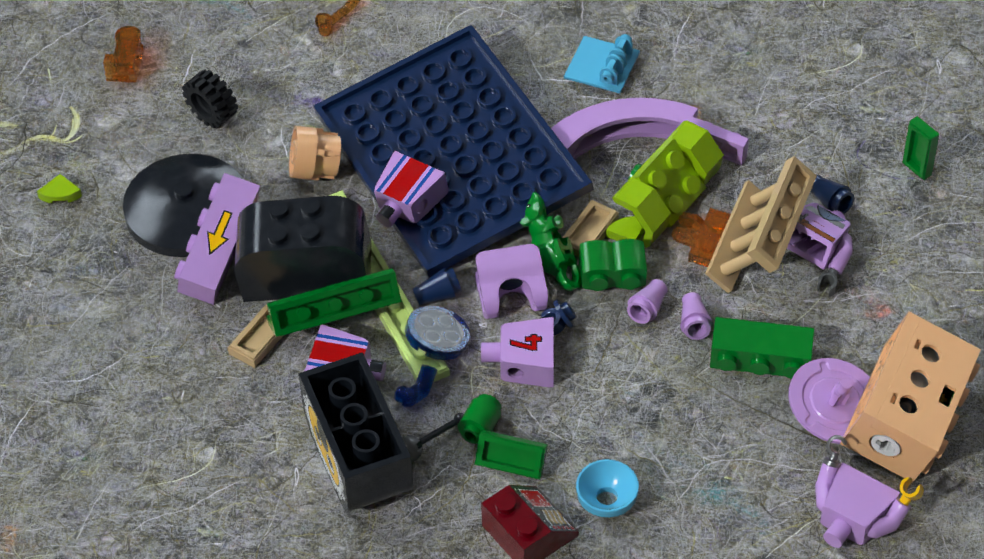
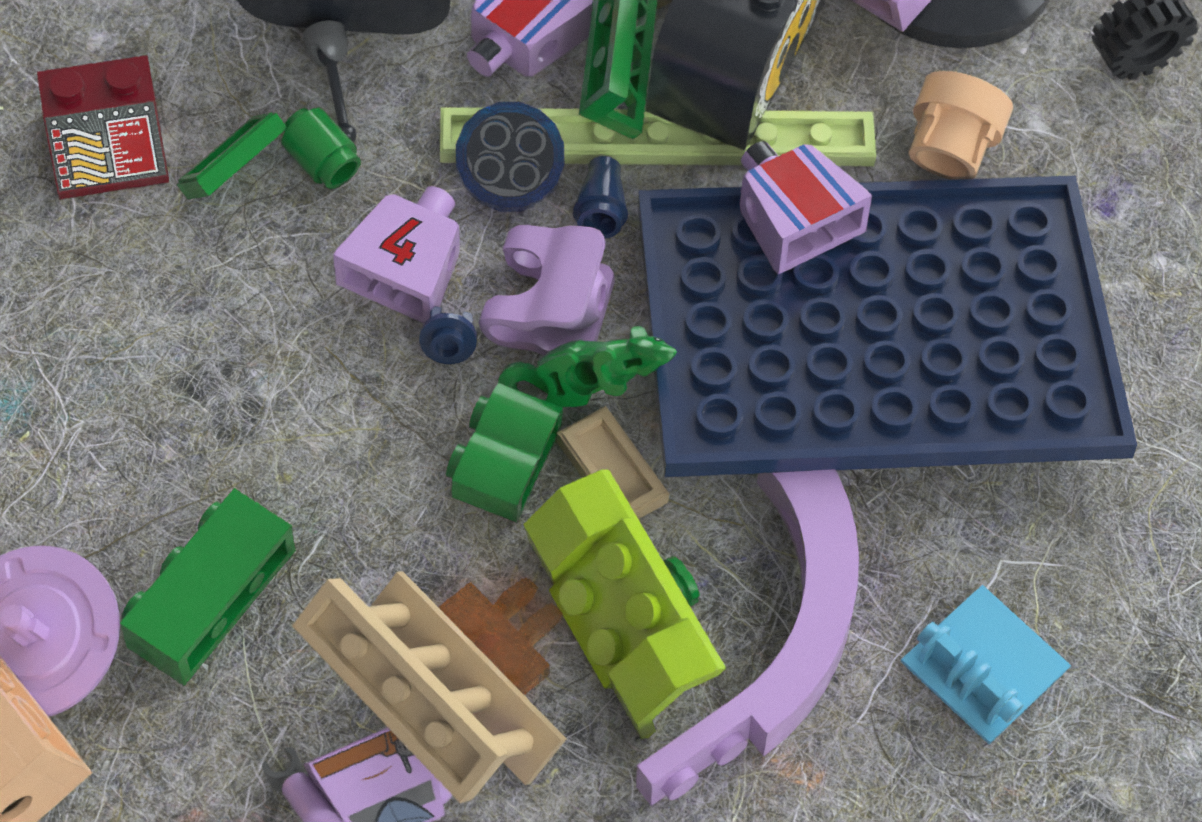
camera: 110 degrees right, 10 degrees up
(419, 390) = (420, 89): clear blue arm -> none
(607, 477) = (86, 222): medium azure piece -> none
(646, 303) = (404, 468): lavender cone -> none
(695, 318) = (335, 524): lavender cone -> none

